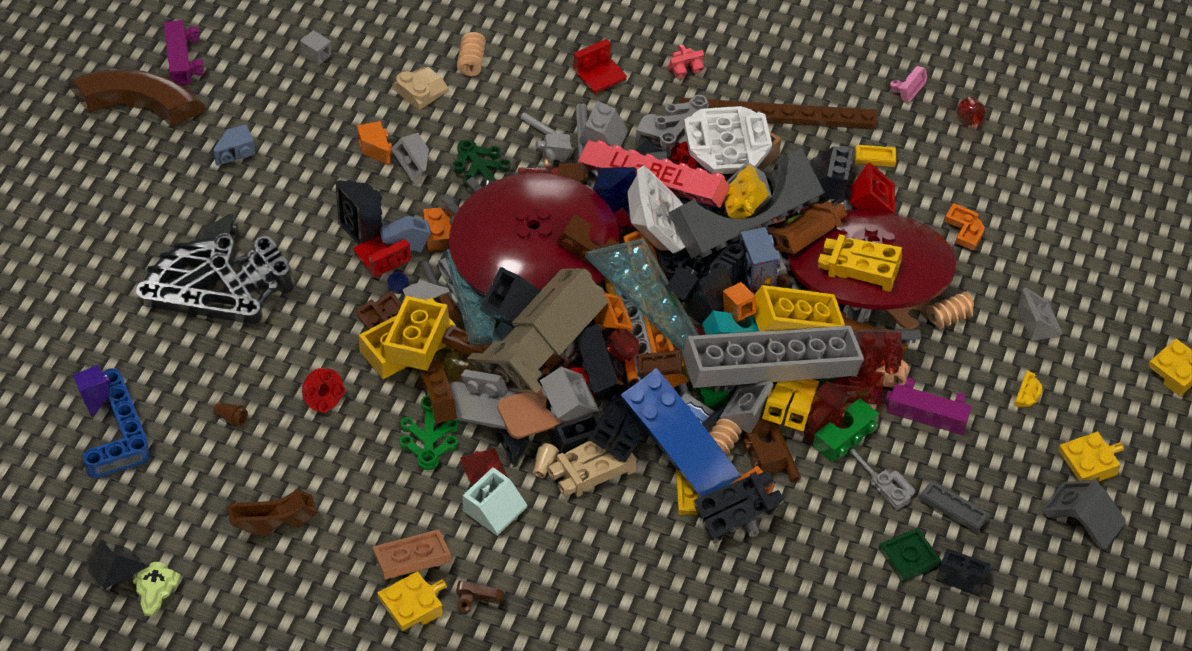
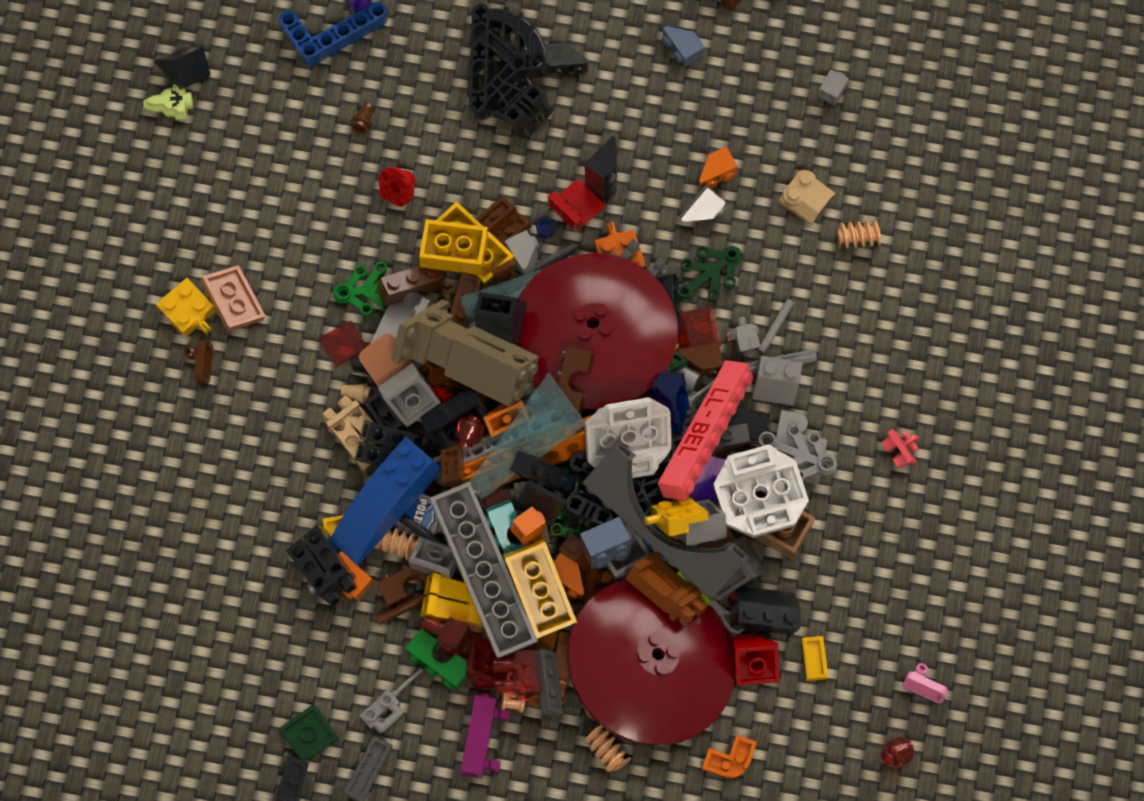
camera: 85 degrees right, 20 degrees up
(265, 516) = (252, 173): reddish brown arch -> none
(412, 229) = (595, 218): sand blue slope -> none
(493, 501) = (299, 356): light aqua slope -> none
(596, 67) = (869, 362): red bracket -> none
(805, 114) = (853, 555): reddish brown plate -> none
(861, 260) = (609, 623): yellow hips -> none

